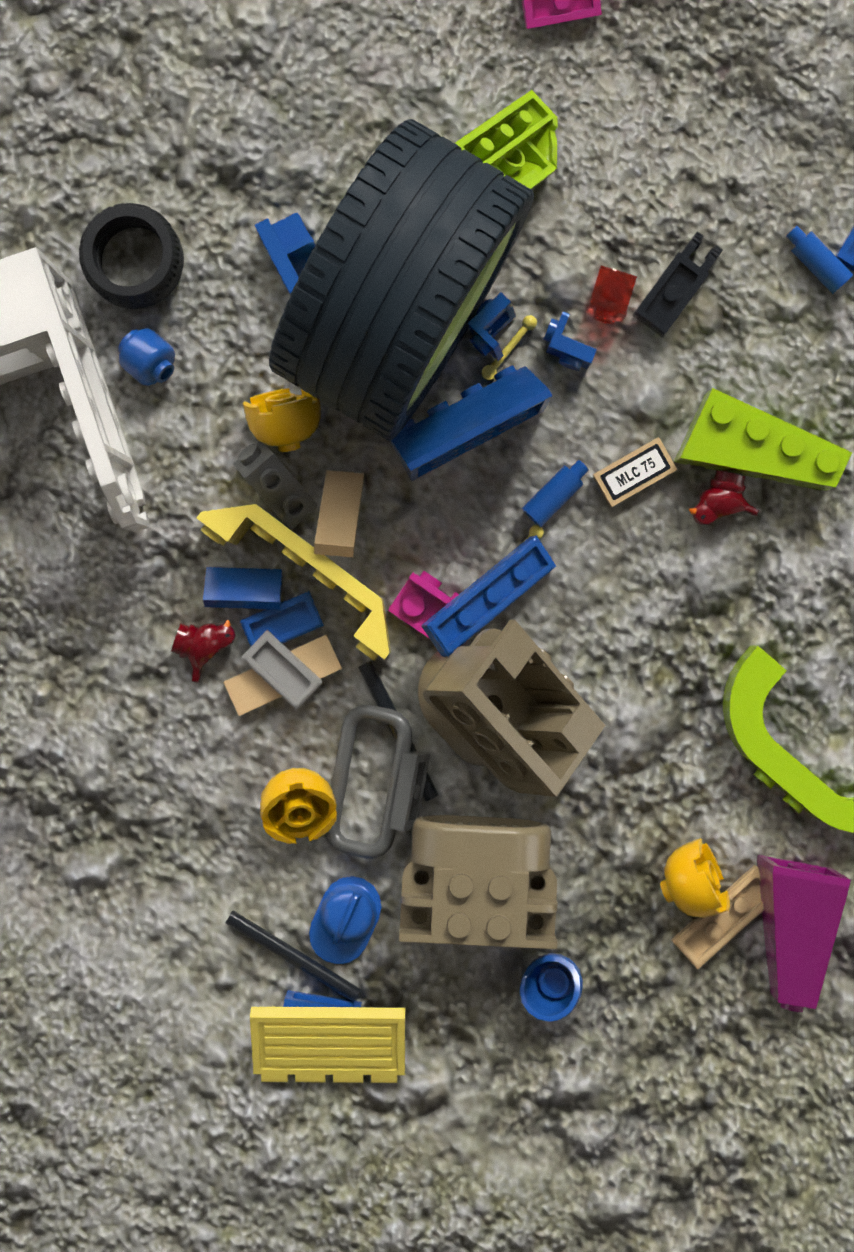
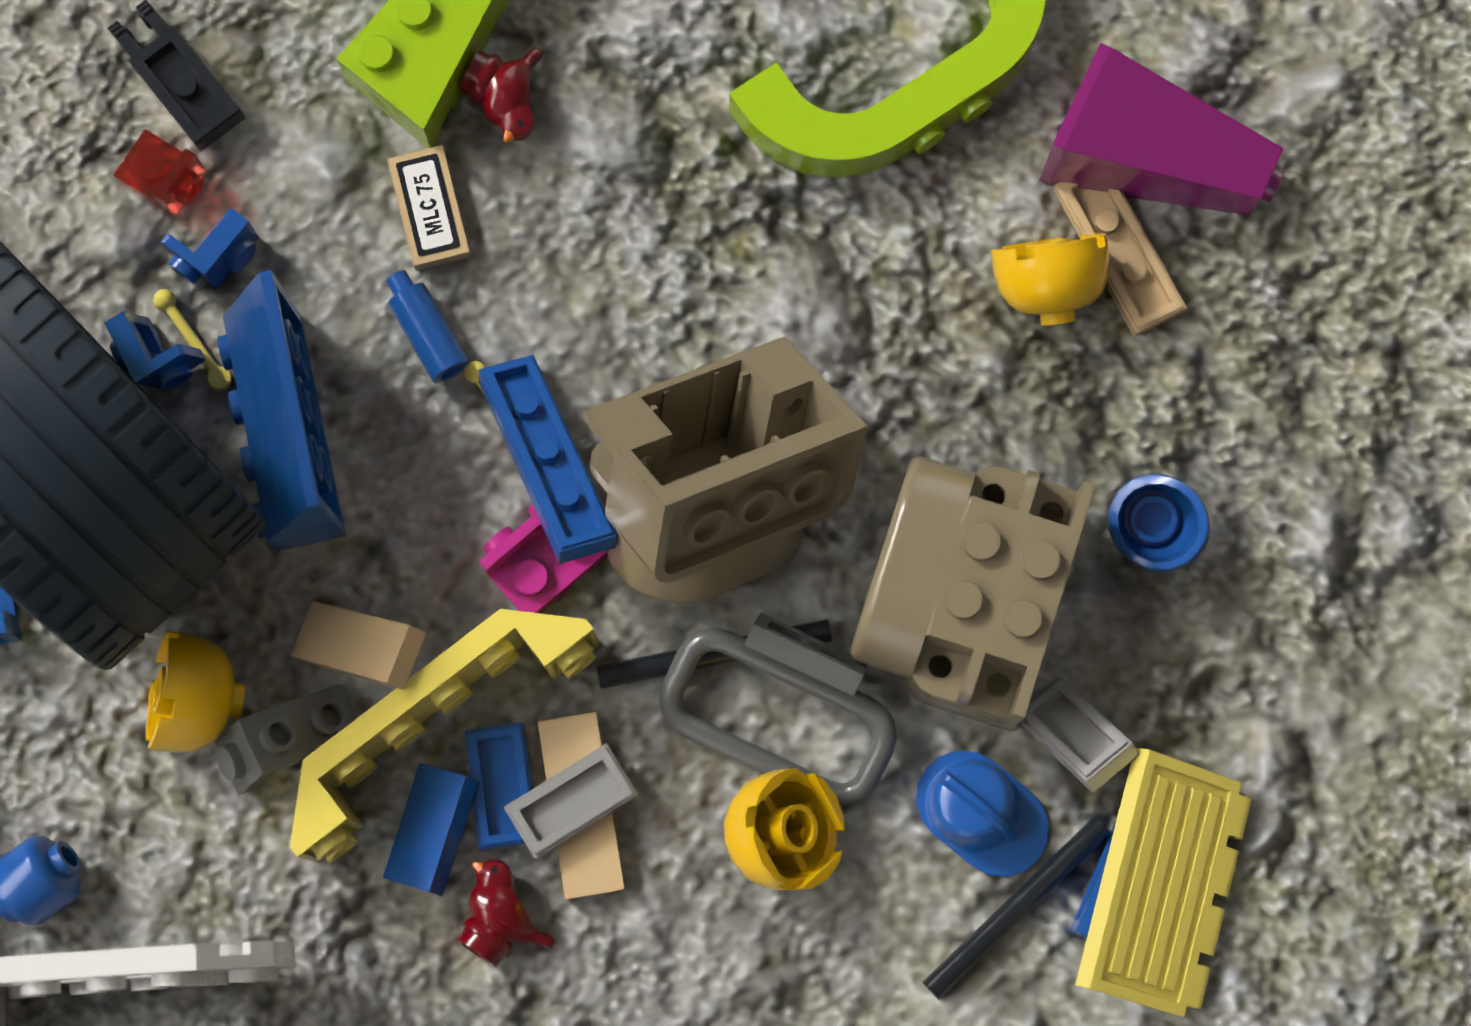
camera: 75 degrees left, 10 degrees down
(404, 972) = (1078, 735): none -> light grey tile

